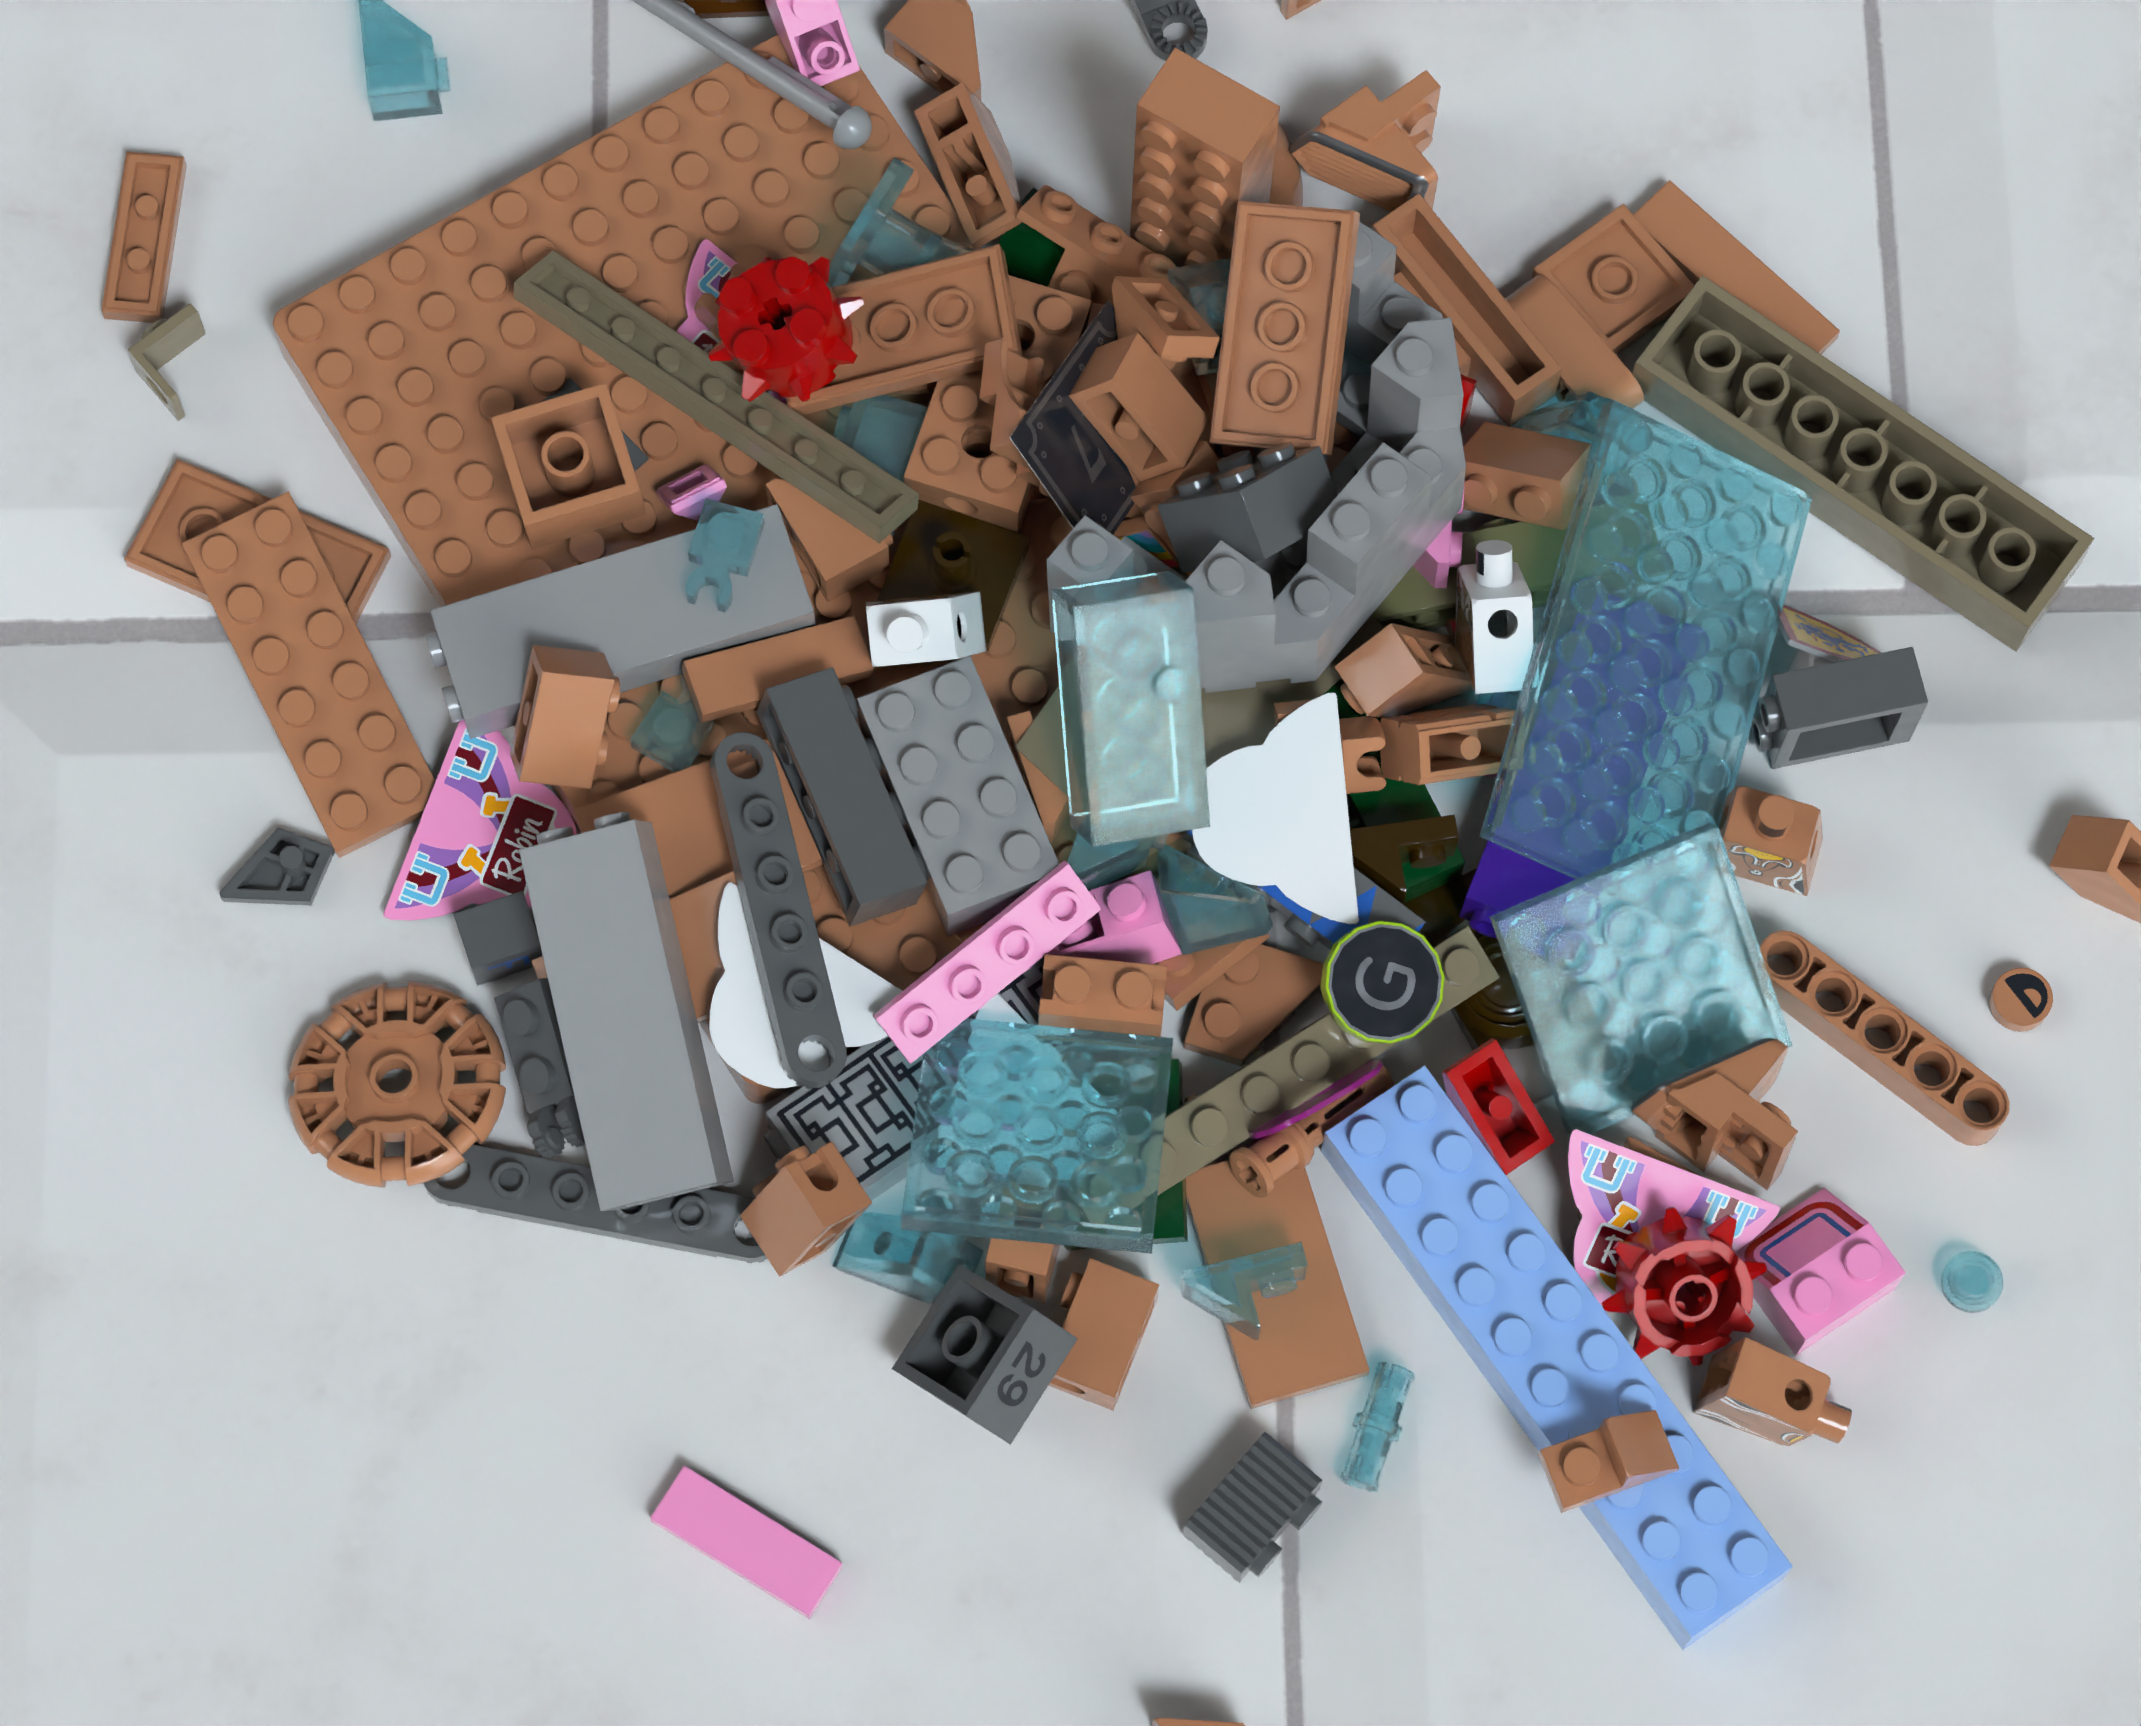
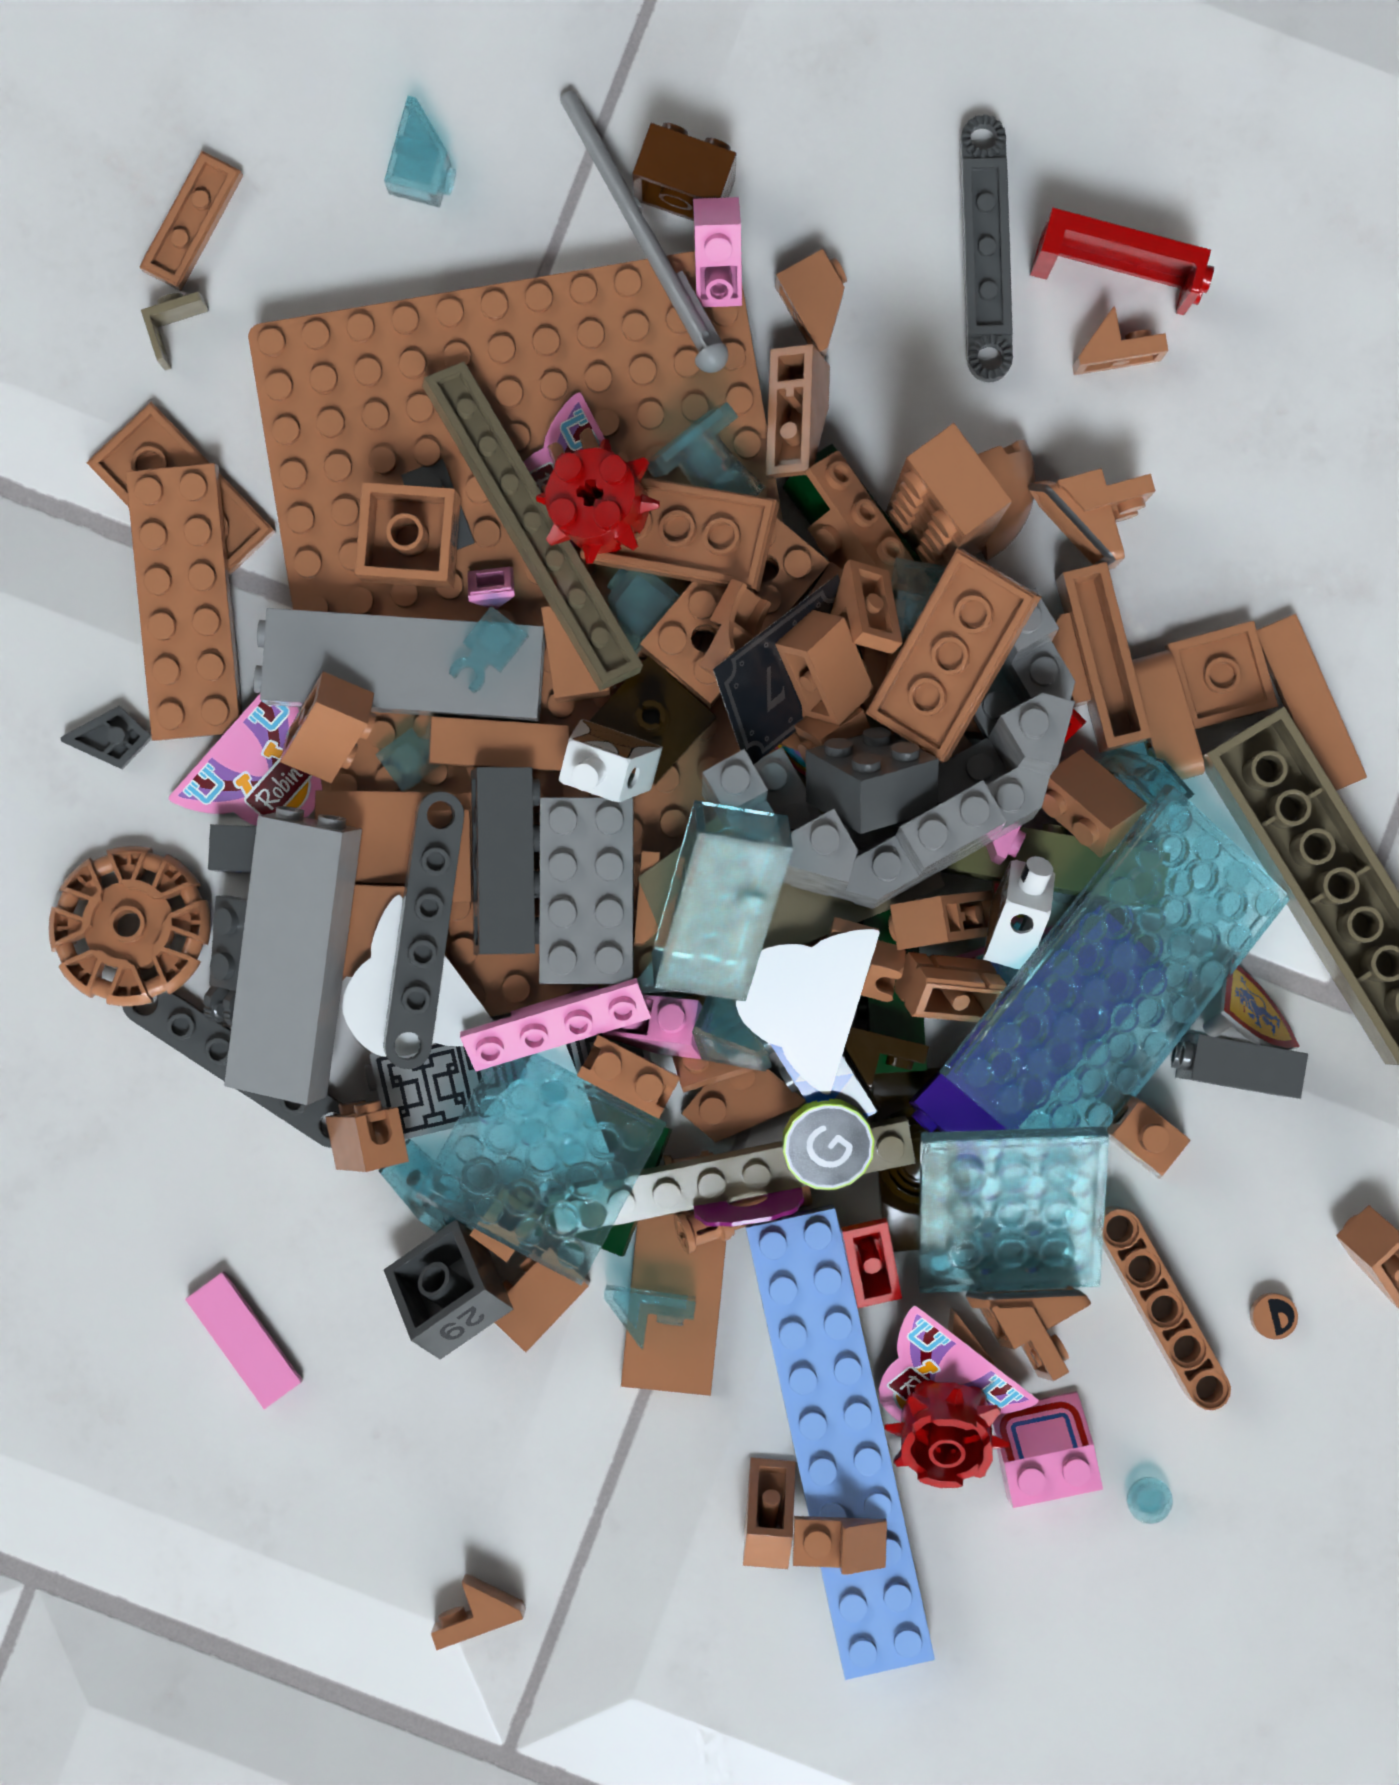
camera: 20 degrees right, 15 degrees up
(1254, 1508) = (592, 1460): dark grey brick -> none
(1377, 1426) = (699, 1435): clear light blue pin -> none
(1507, 1486) = (769, 1513): none -> nougat slope
(1770, 1395) = (973, 1532): nougat torso -> none

